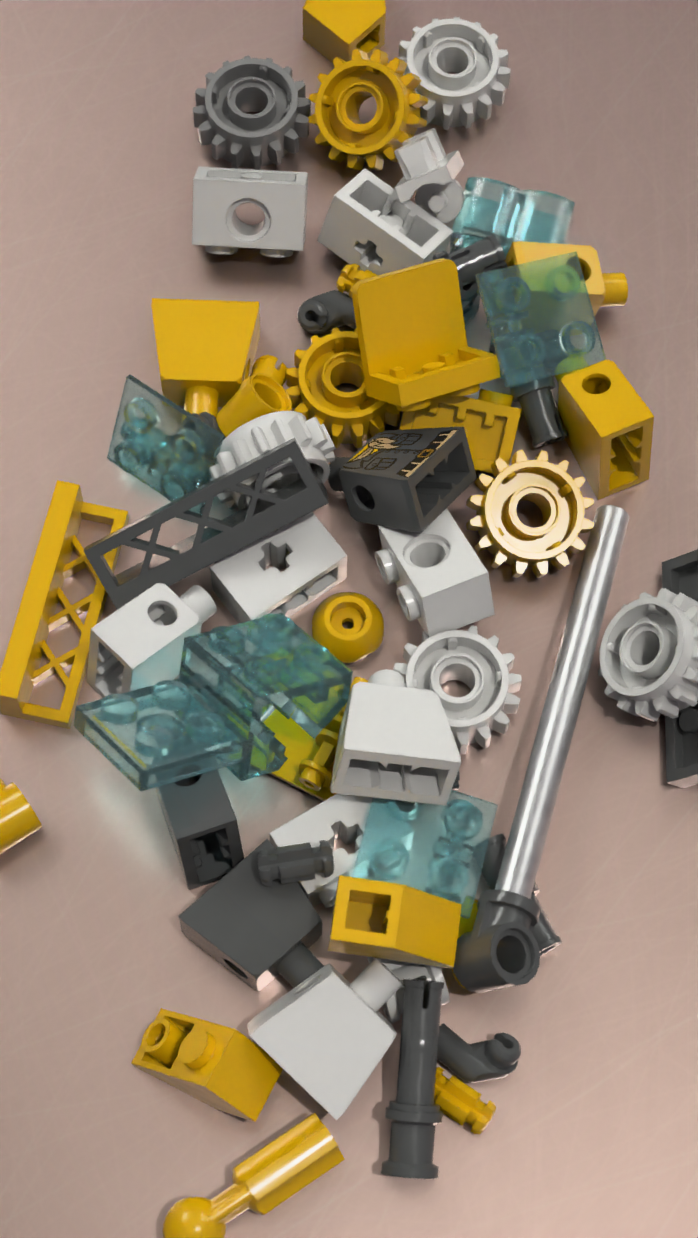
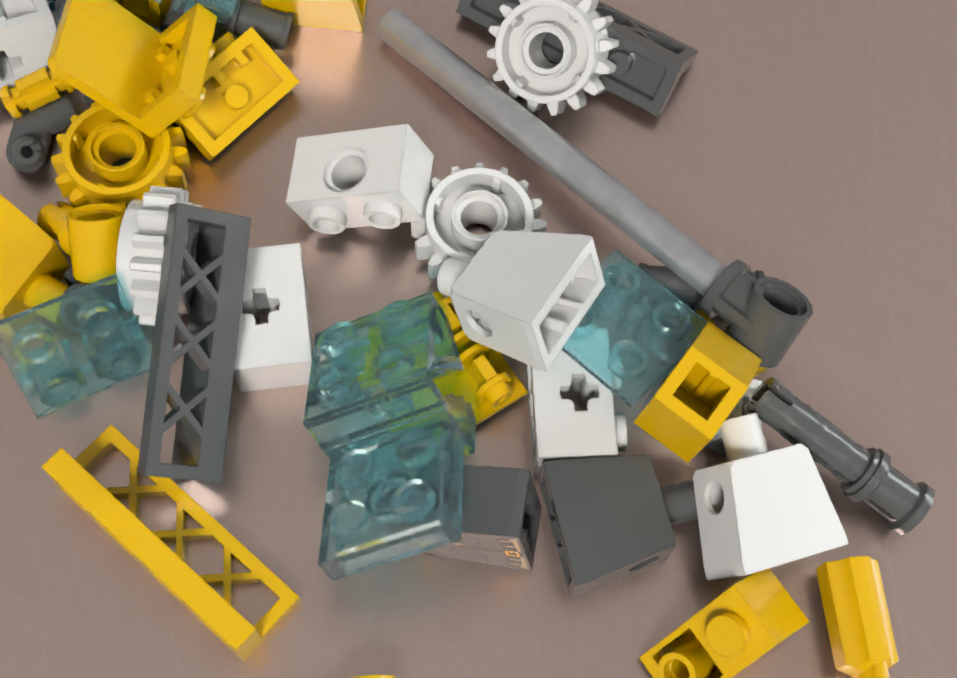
camera: 65 degrees left, 0 degrees up
(145, 639) = (272, 473): white torso -> none
(295, 863) = (588, 445): dark grey piece -> none
(351, 643) = (337, 281): yellow plate -> none
(405, 476) = (254, 154): dark grey torso -> none
(462, 1102) = (872, 427): yellow piece -> none
(478, 1060) = (834, 388): dark grey arm -> none
(551, 491) = (355, 49): yellow gear -> none

